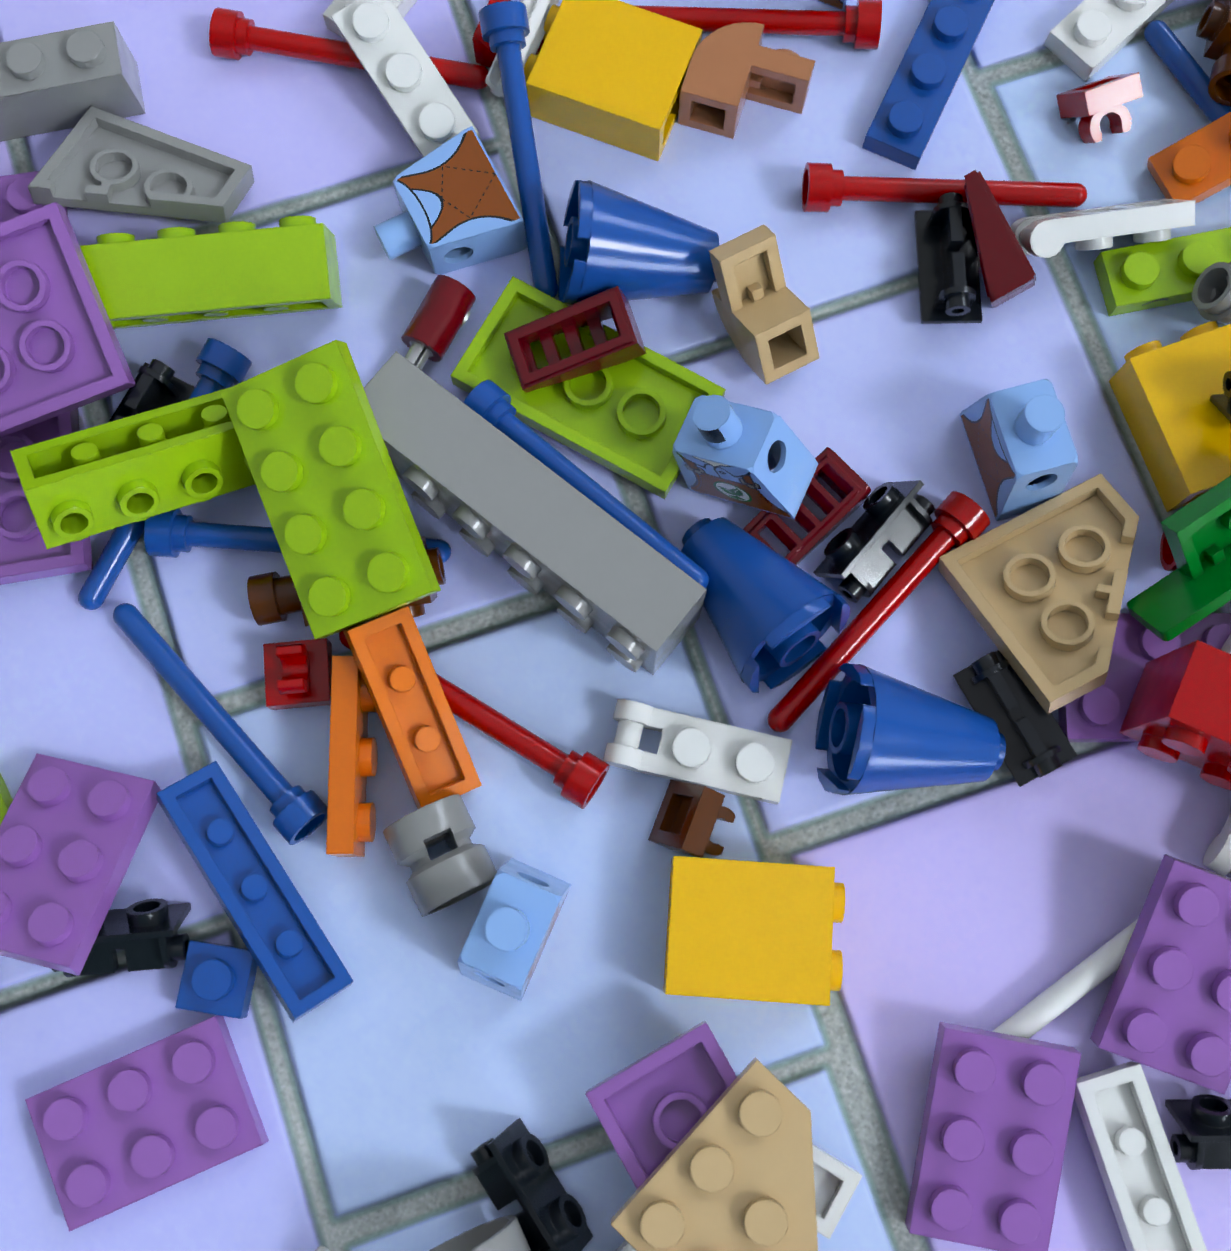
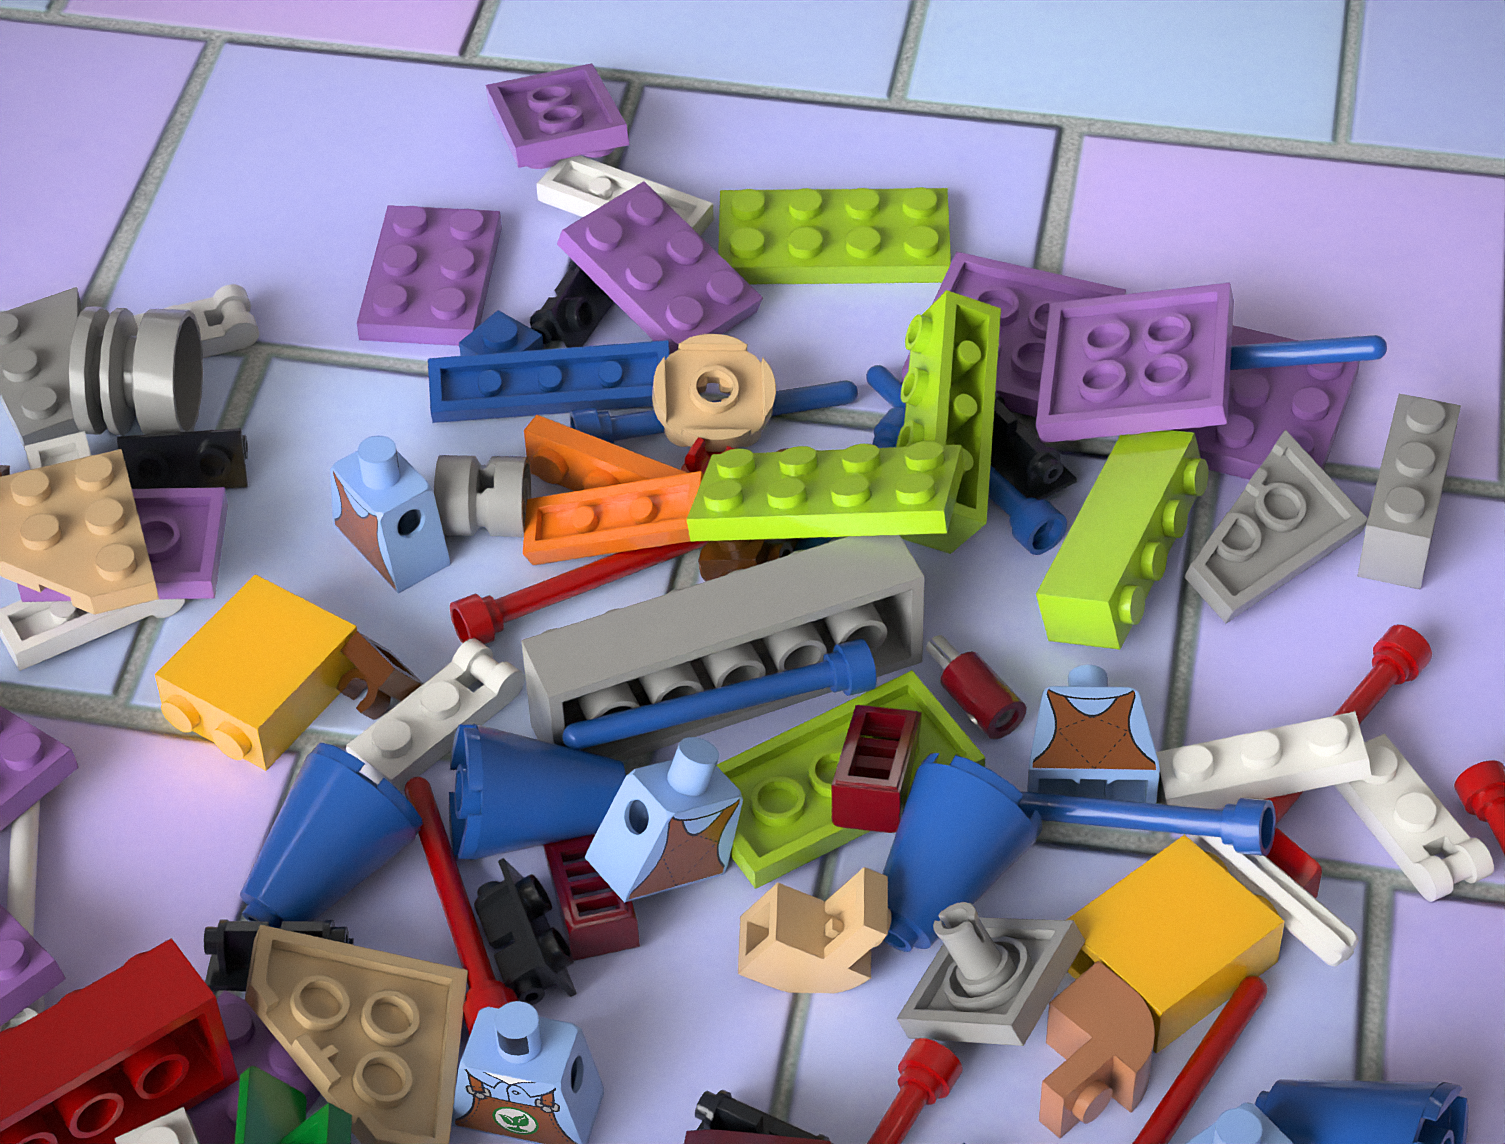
camera: 120 degrees right, 30 degrees down
(203, 744) = (722, 361): none -> tan plate
(732, 164) = (989, 977): none -> light grey plate

